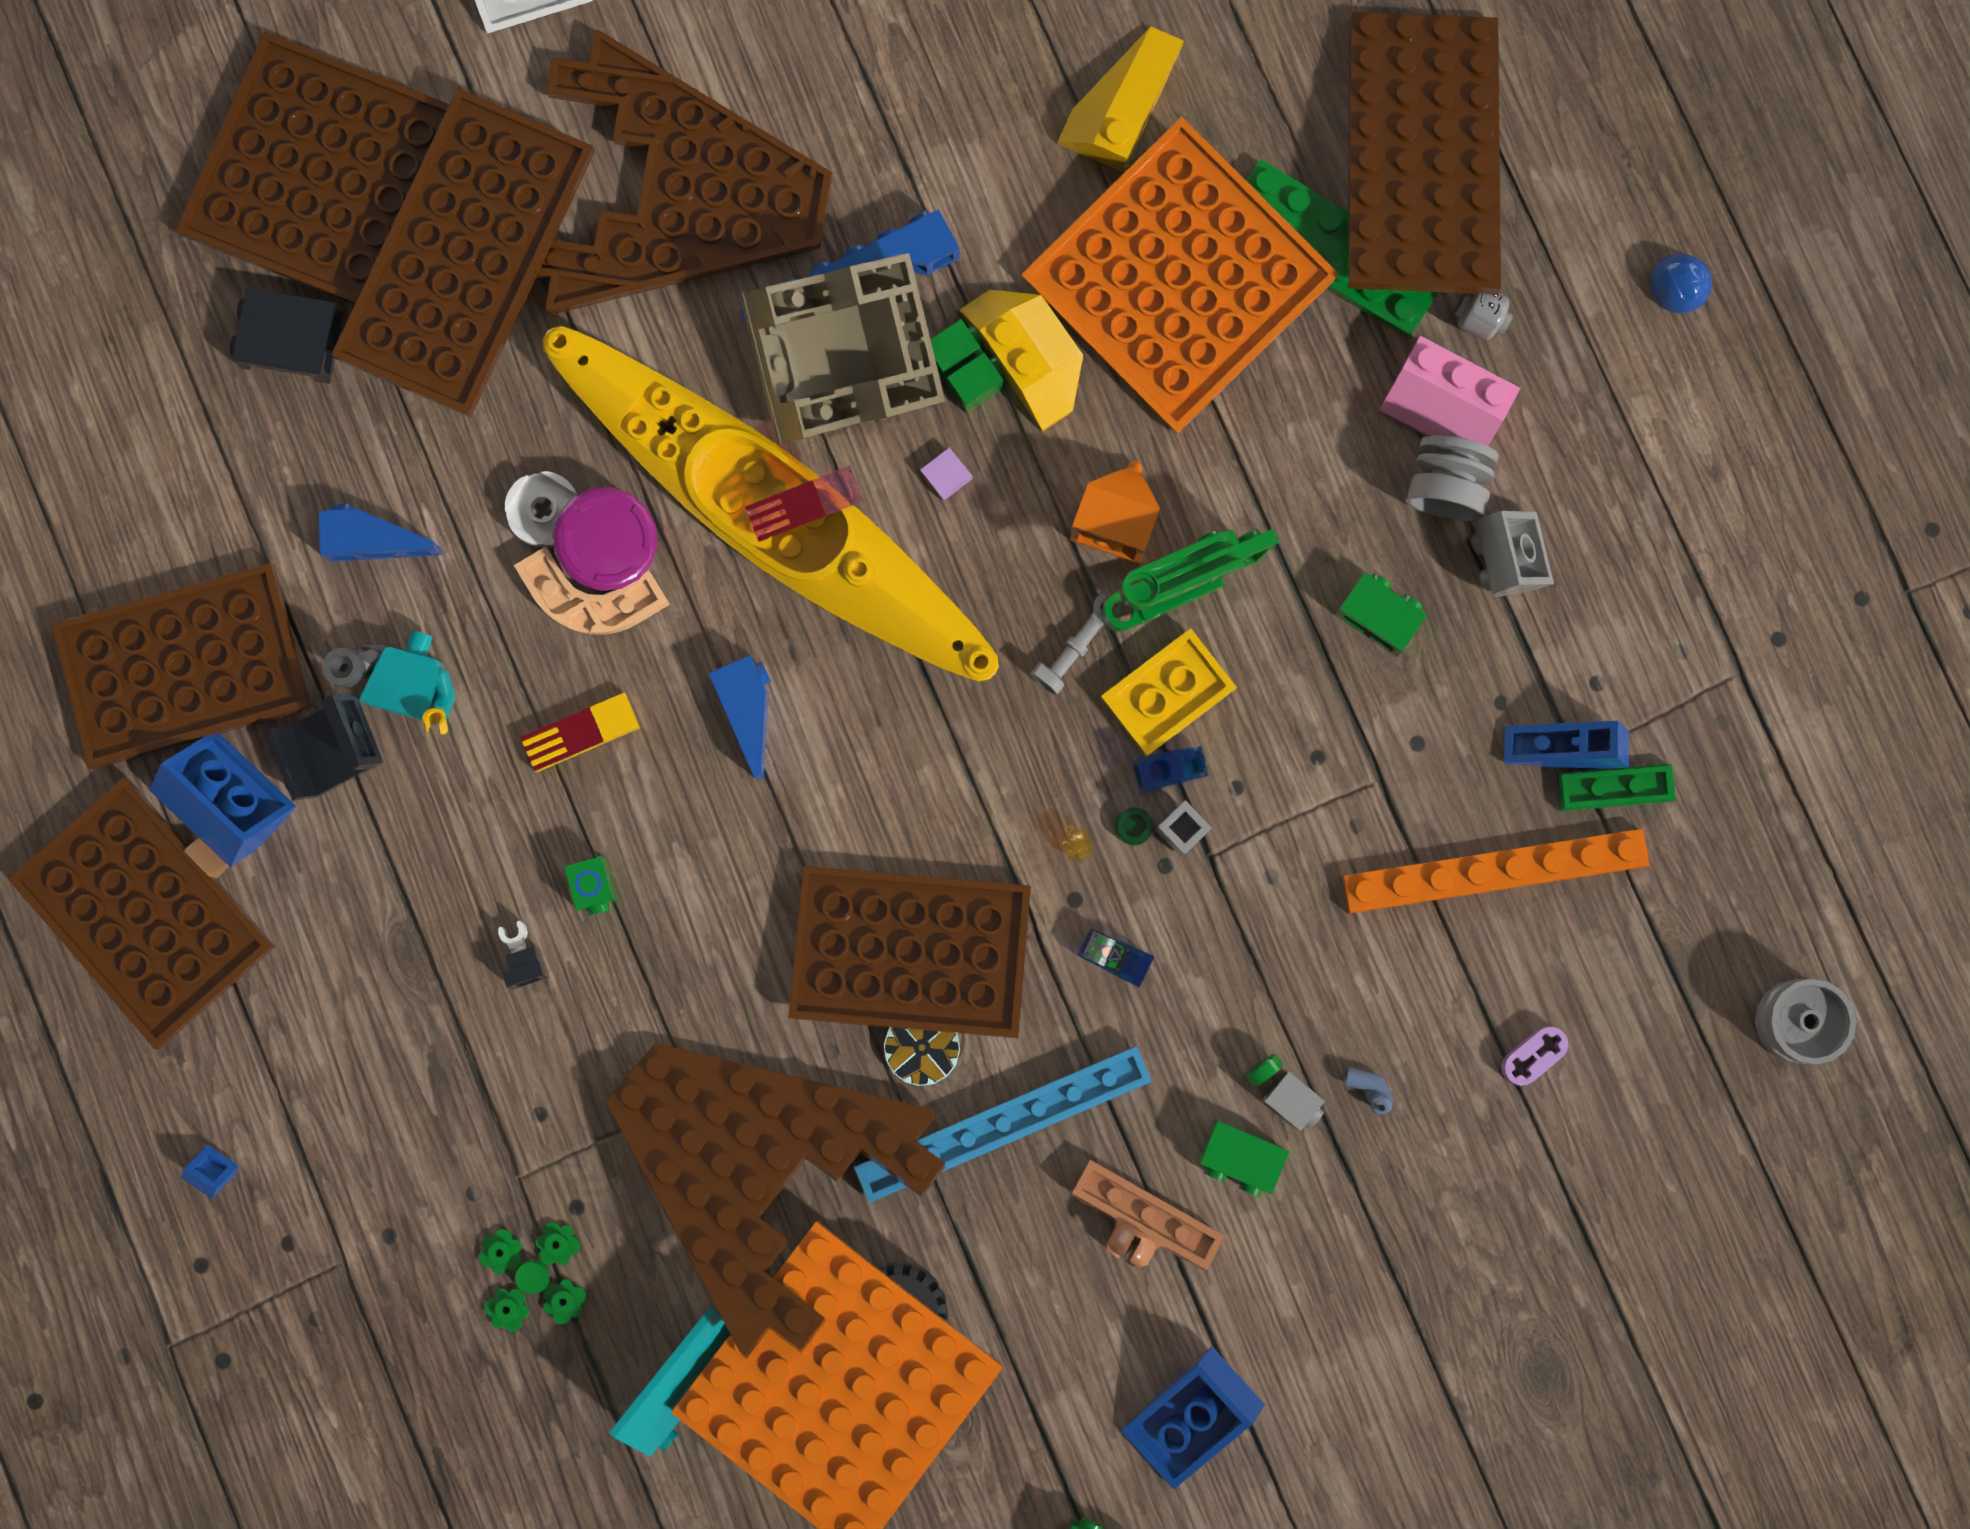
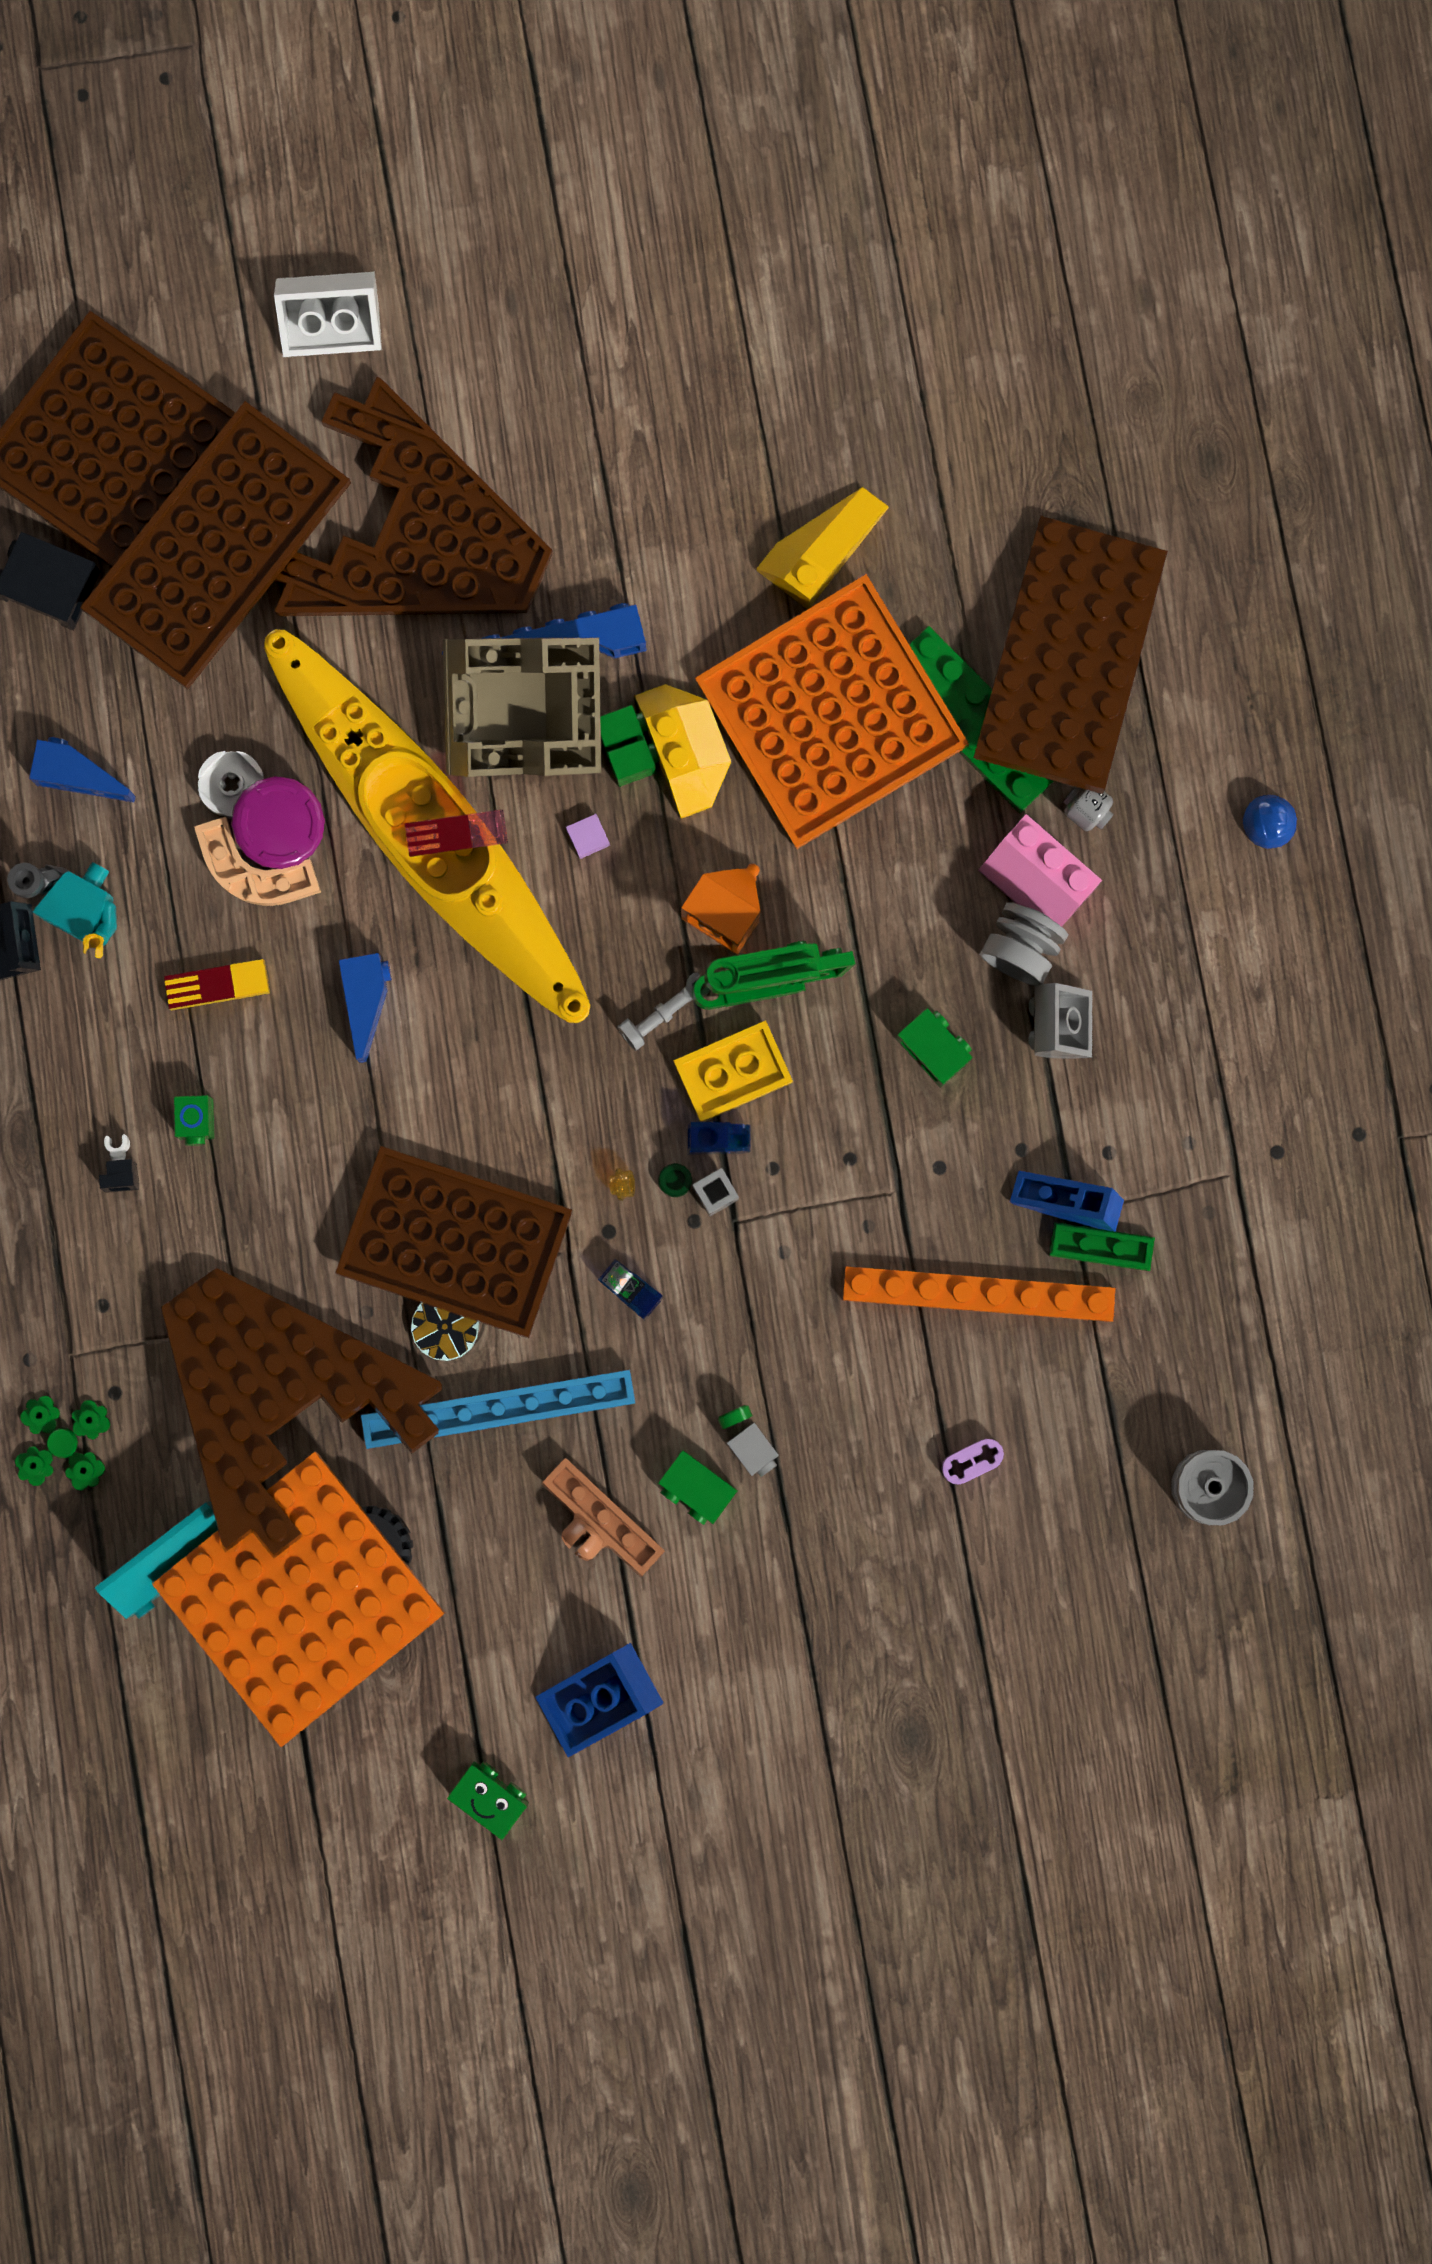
camera: 10 degrees right, 0 degrees up
(1374, 1088) = (826, 1454): sand blue arm -> none

